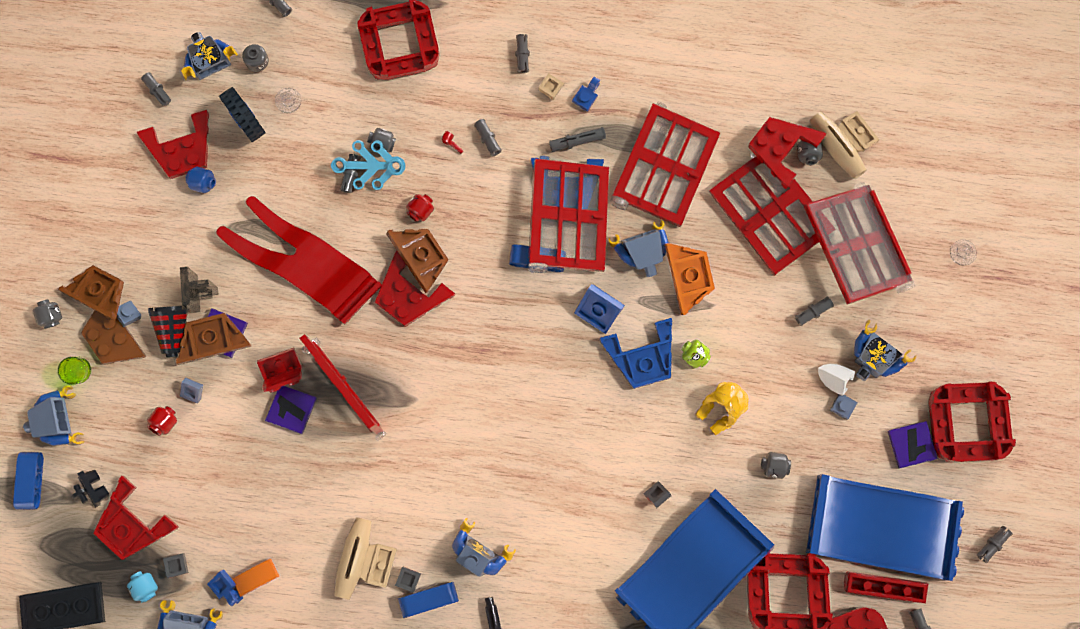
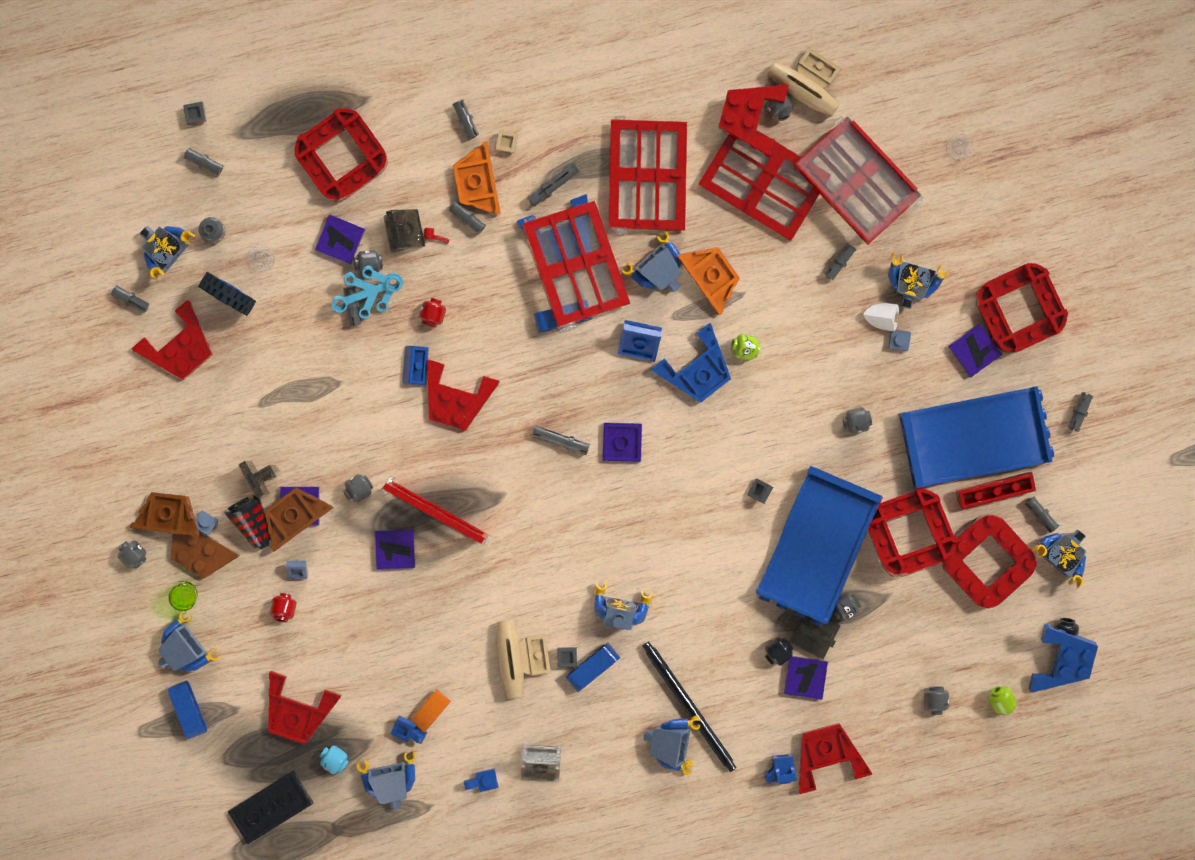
camera: 20 degrees left, 10 degrees up
(87, 480) = (240, 689): black hips -> none
(175, 565) = (354, 729): dark grey plate -> none
(200, 179) = (214, 370): blue head -> none
(280, 370) = (371, 519): red bracket -> none
(281, 337) = (358, 488): none -> dark grey head
(314, 267) = (358, 409): red flag -> none
(365, 112) = (340, 239): none -> dark purple tile
(382, 251) = (415, 365): none -> blue slope
(420, 254) = (452, 357): dark orange wing -> none
(426, 124) = (403, 230): none -> clear smoke bracket
(492, 373) = (561, 440): none -> dark grey pin
(509, 109) = (476, 180): none -> orange wing
(545, 396) = (622, 442): none -> dark purple tile
(585, 96) = (544, 137): blue plate -> none
(730, 396) = (791, 376): yellow hair -> none

